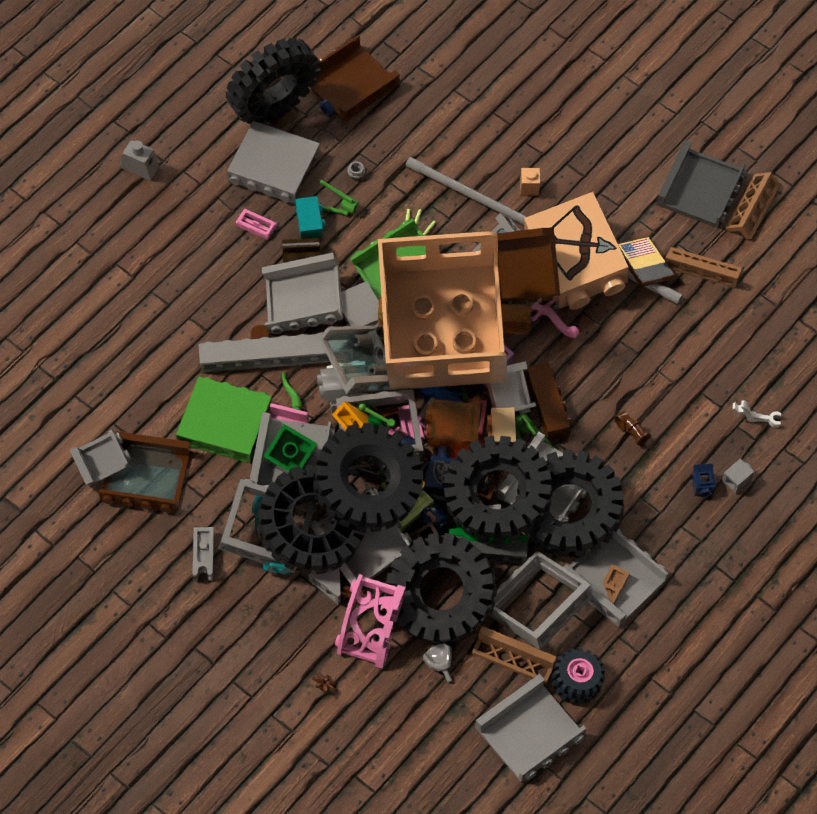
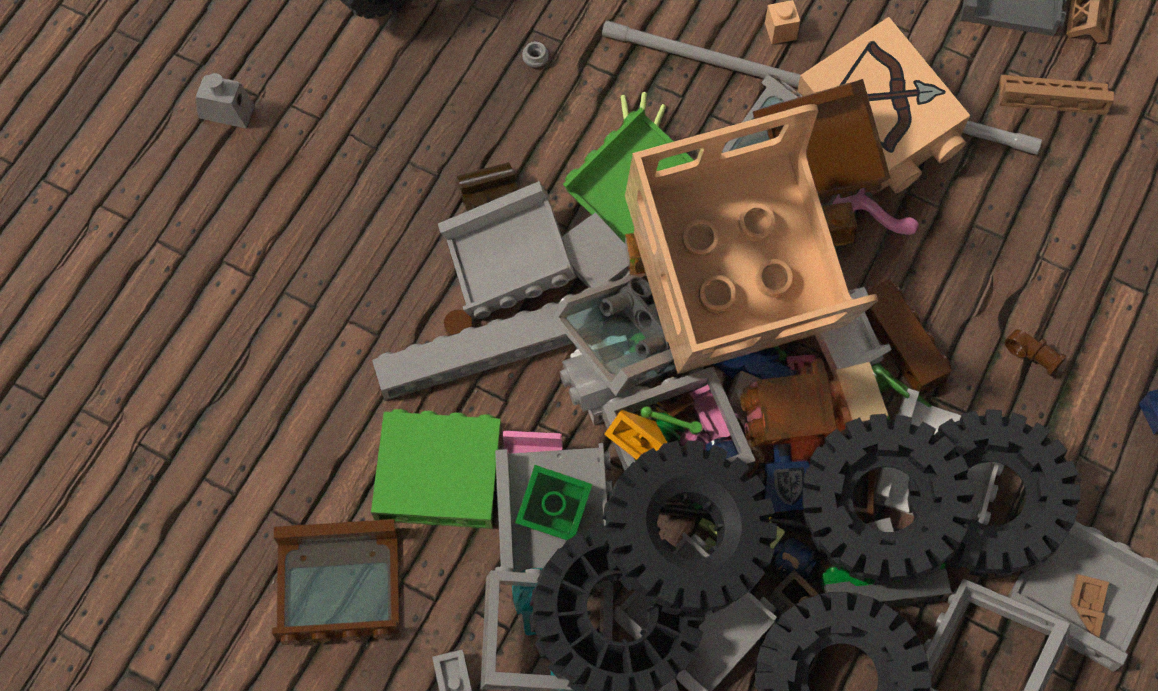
camera: 10 degrees left, 5 degrees up
(101, 458) = (264, 575): light grey panel -> none
(254, 226) = (412, 165): bright pink tile -> none
(272, 161) = (414, 66): light grey panel -> none
(296, 402) = (537, 417): bright green animal -> none
(309, 217) = (487, 135): teal brick -> none
(349, 204) = (537, 104): bright green plant -> none
(645, 262) = (987, 107): tile -> none

